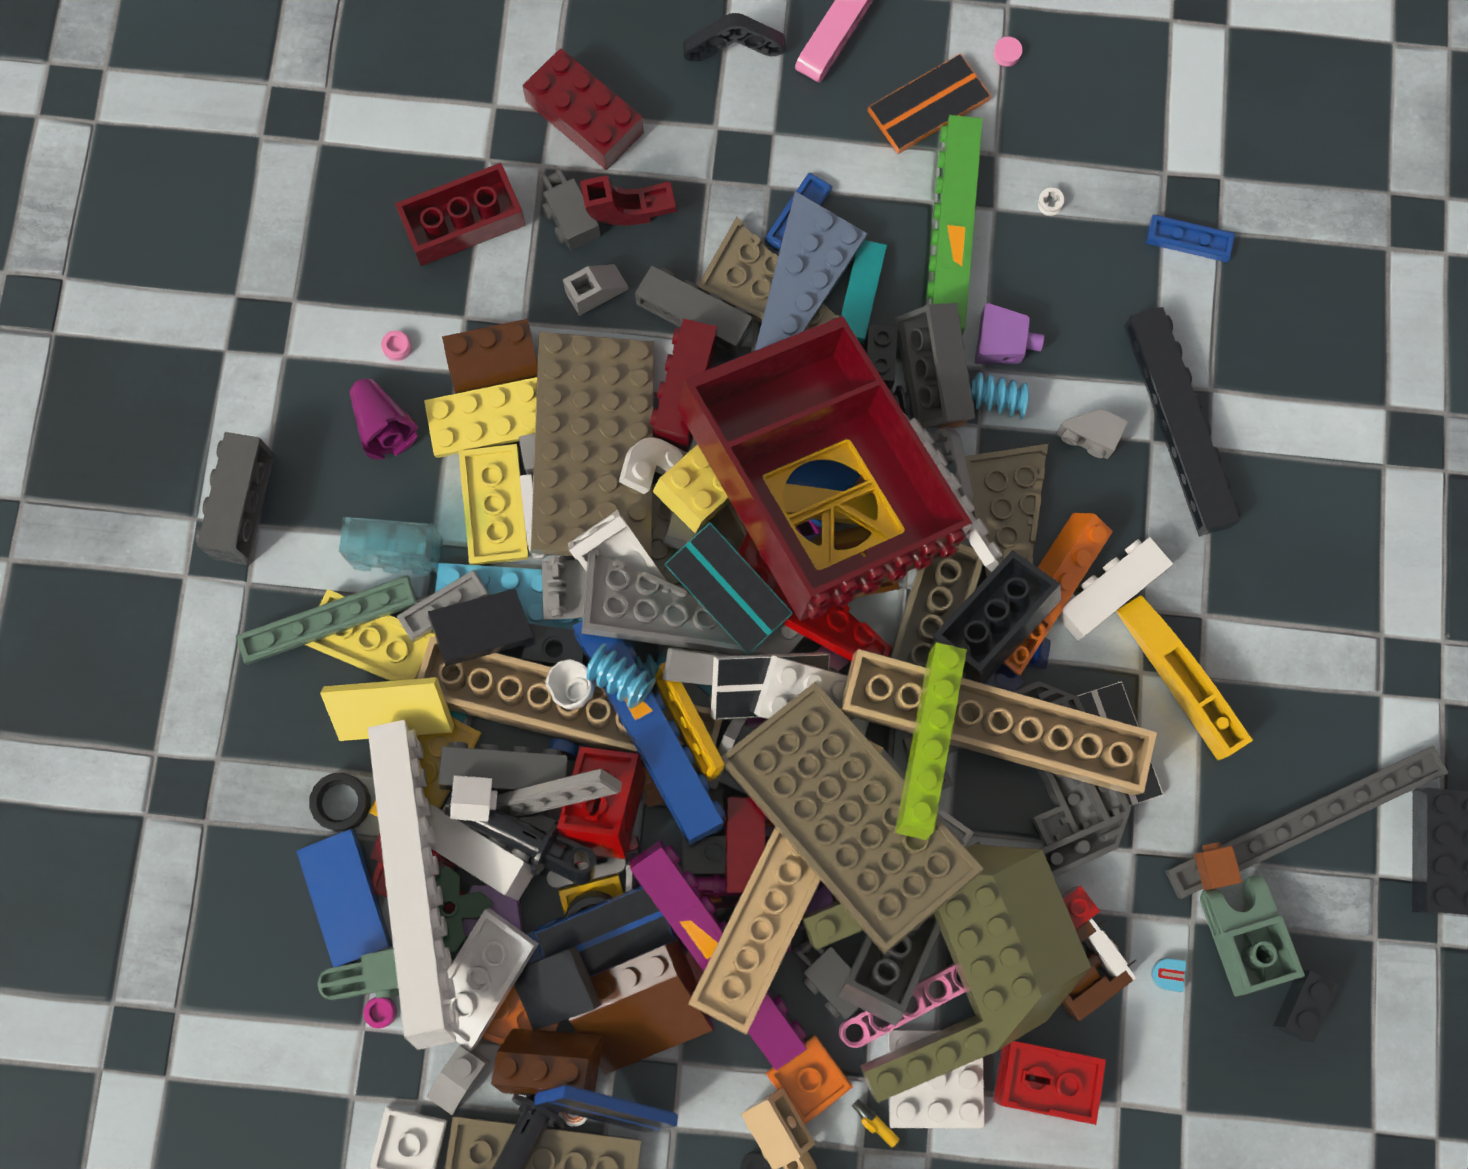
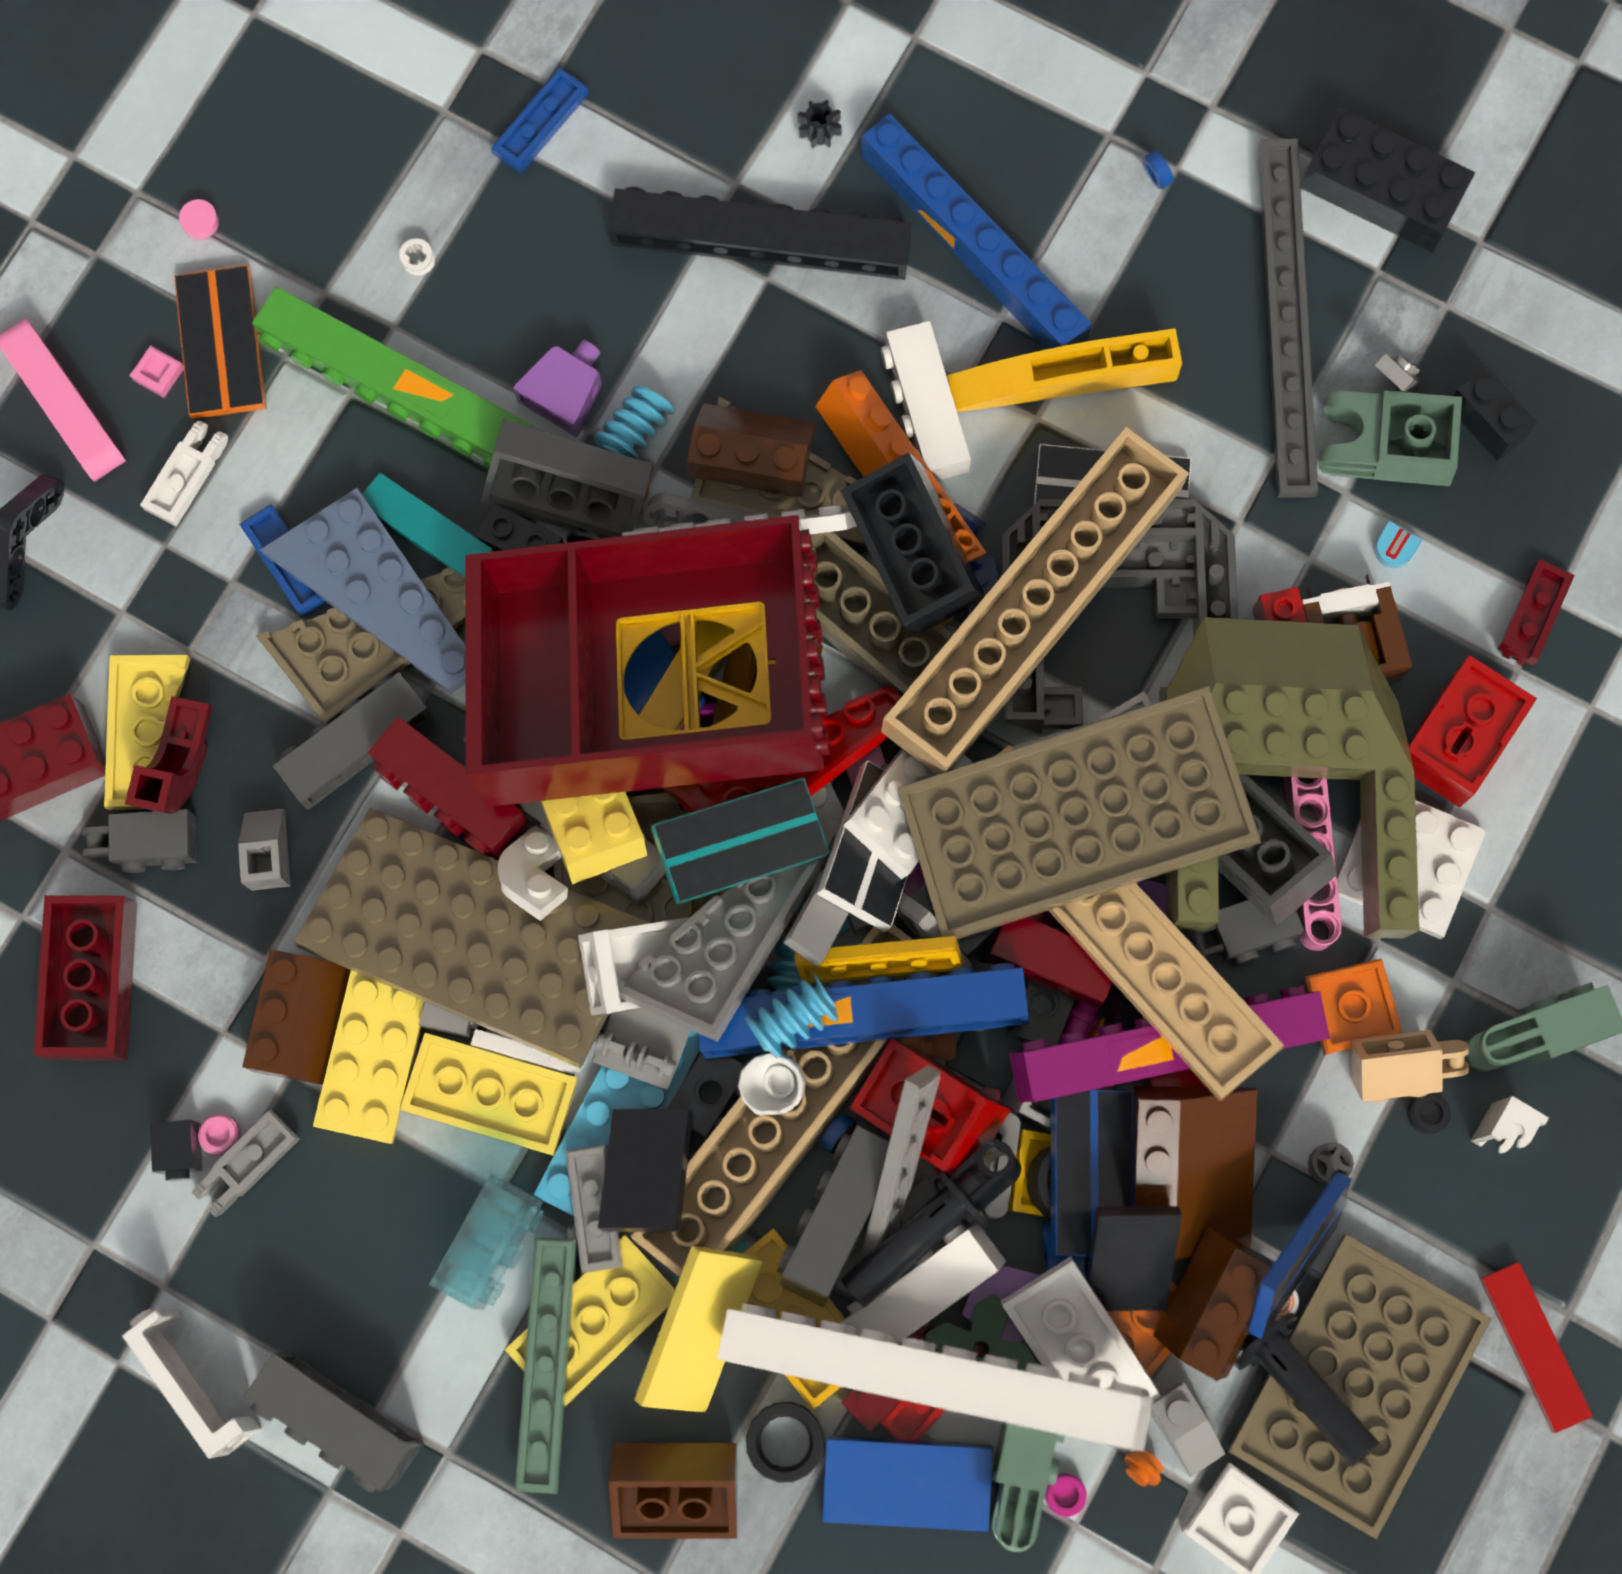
camera: 60 degrees left, 0 degrees up
(221, 393) = (182, 1388): none -> white panel
(278, 741) = (673, 1490): none -> reddish brown slope
(374, 321) = (175, 1149): none -> black brick
(380, 421) = (312, 1193): magenta cone -> none
(386, 370) = (248, 1160): none -> light grey hinge
(418, 1060) = (1143, 1468): none -> orange plate
(472, 798) = (864, 1261): white brick -> none
(651, 165) = (136, 716): none -> light yellow wing
(688, 1114) = (1341, 1160): none -> dark grey wheel
(827, 122) = (183, 474): none -> white hinge
(875, 1124) = (1433, 952): yellow piece -> none
(889, 73) = (157, 371): none -> bright pink tile
(931, 741) = (1035, 680): lime brick -> none
(1019, 480) = (750, 449): none -> reddish brown slope
(1094, 431) = (729, 335): light grey slope -> none
(1167, 1101) = (1535, 613): none -> dark red hinge
(1217, 866) = (1300, 434): dark orange brick -> none
(1253, 569) = (973, 236): none -> blue brick
(1275, 428) = (819, 124): none -> black gear
(1302, 922) = (1400, 372): none -> light grey plate
(1371, 680) = (1158, 169): none -> blue tile

